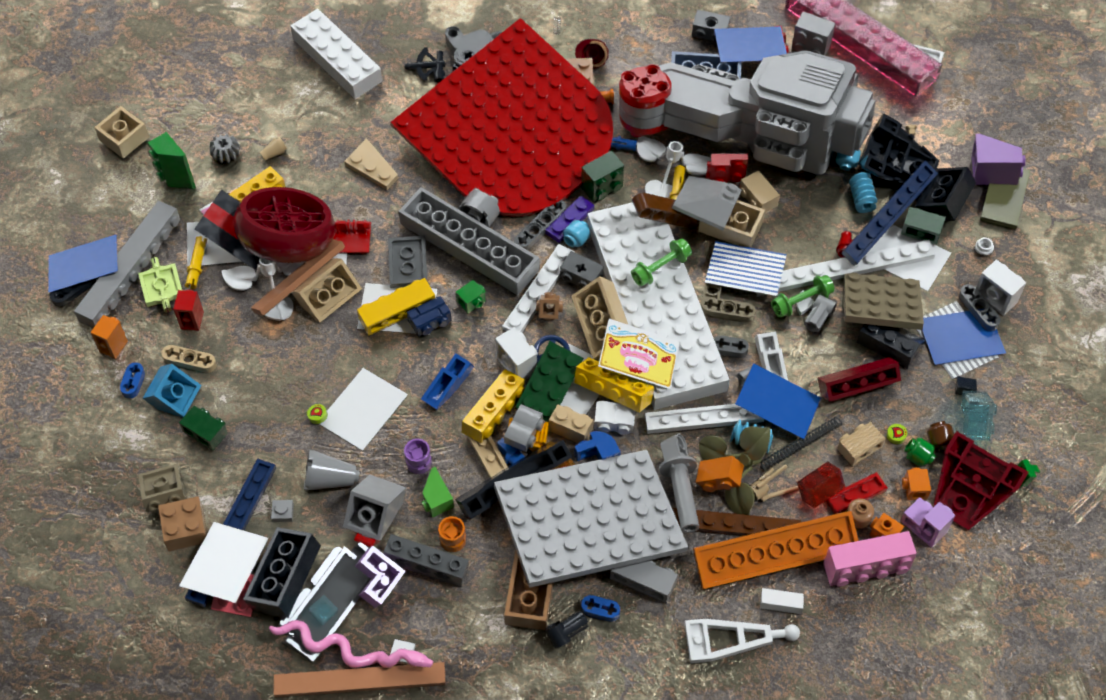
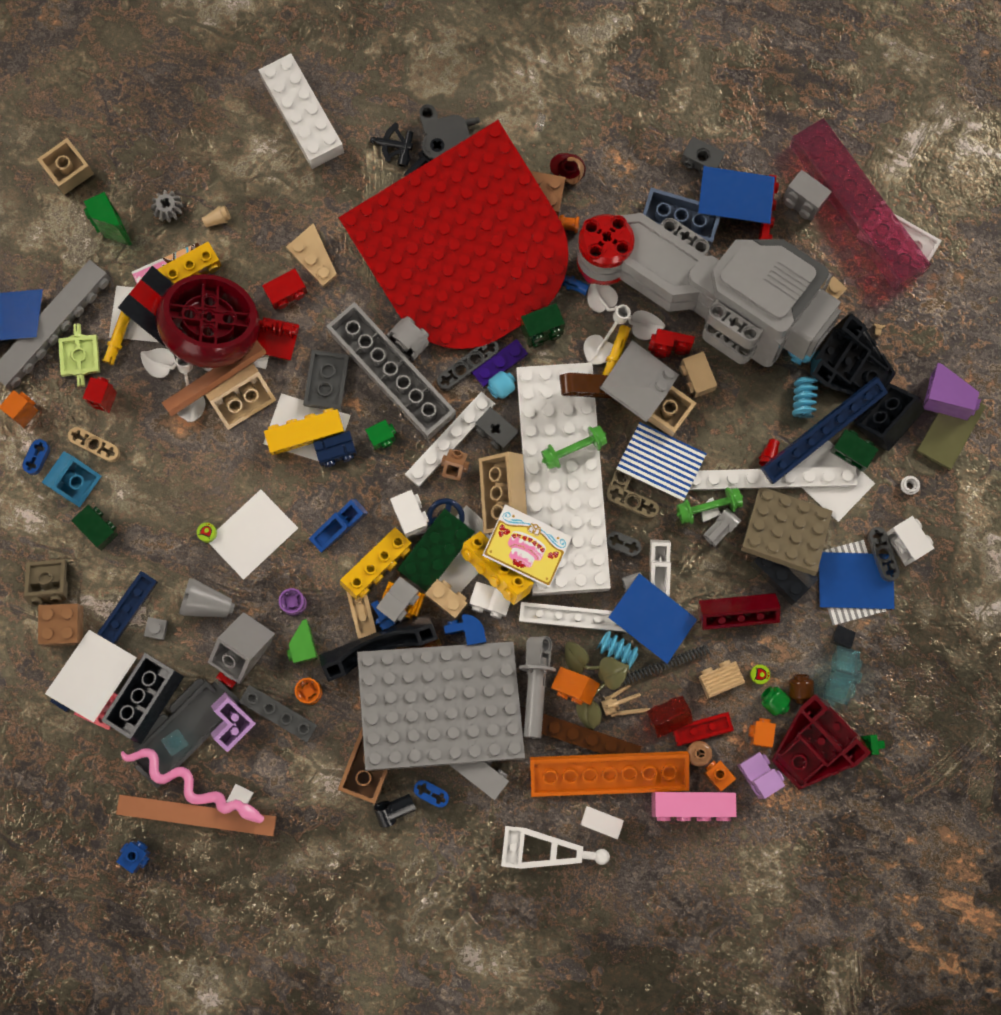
camera: 10 degrees right, 20 degrees up
(351, 194) = (285, 289): none -> red brick

